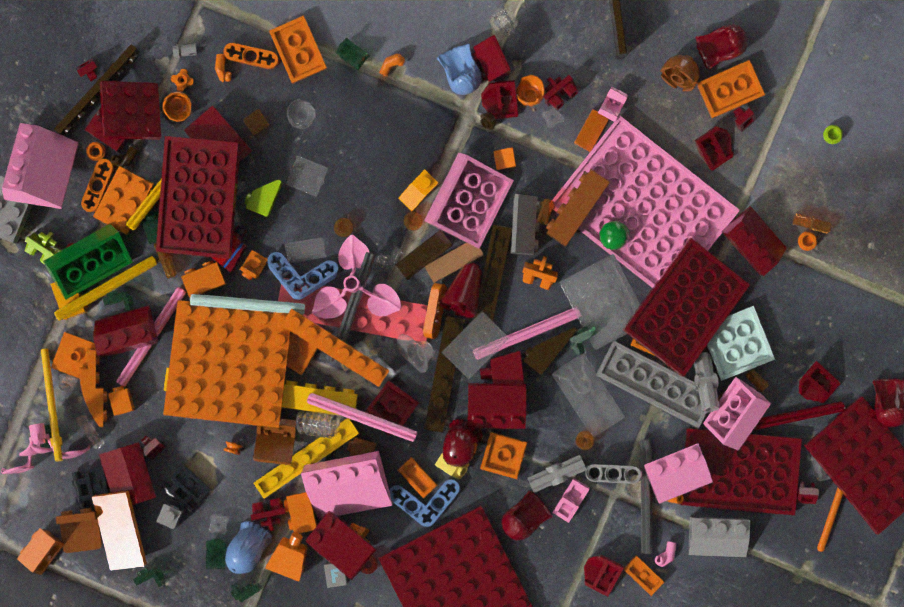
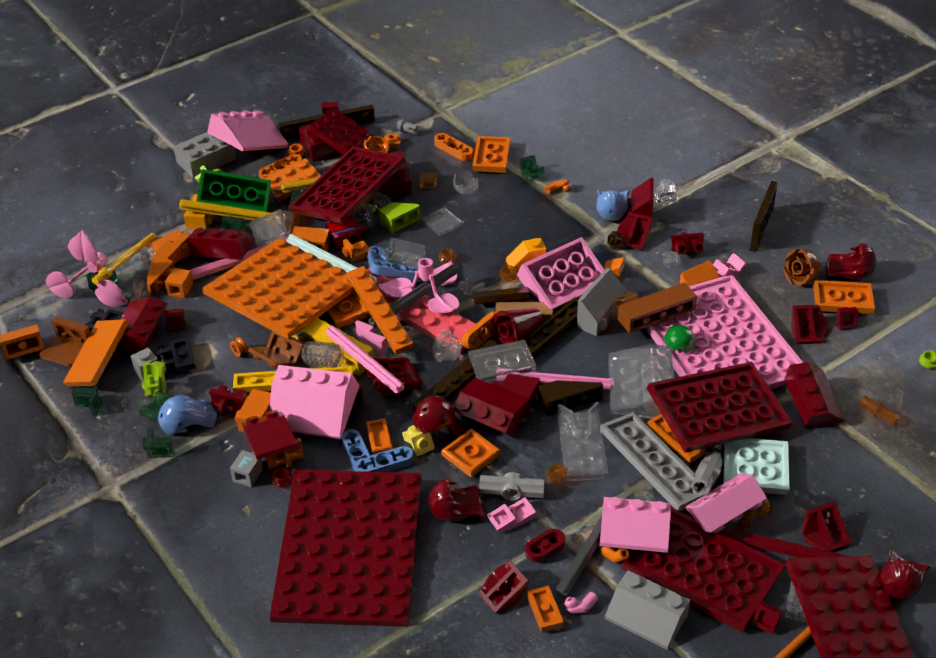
camera: 30 degrees right, 45 degrees down
(124, 160) = (317, 162): dark brown arm -> none
(158, 286) = (271, 227): none -> clear slope
(194, 532) = (154, 378): none -> lime hips
(220, 68) = (424, 146): orange arm -> none
(289, 557) = (217, 433): orange torso -> none
(336, 372) = (366, 335): none -> bright pink slope
(530, 90) = (662, 234): orange hair -> none
(541, 270) = (597, 339): orange hips -> none
(583, 334) = (604, 391): clear green bracket -> none
(613, 517) = (541, 546): none -> dark red plate
(623, 474) = (569, 506): light grey beam -> none
(807, 241) = (868, 421): orange plate -> none

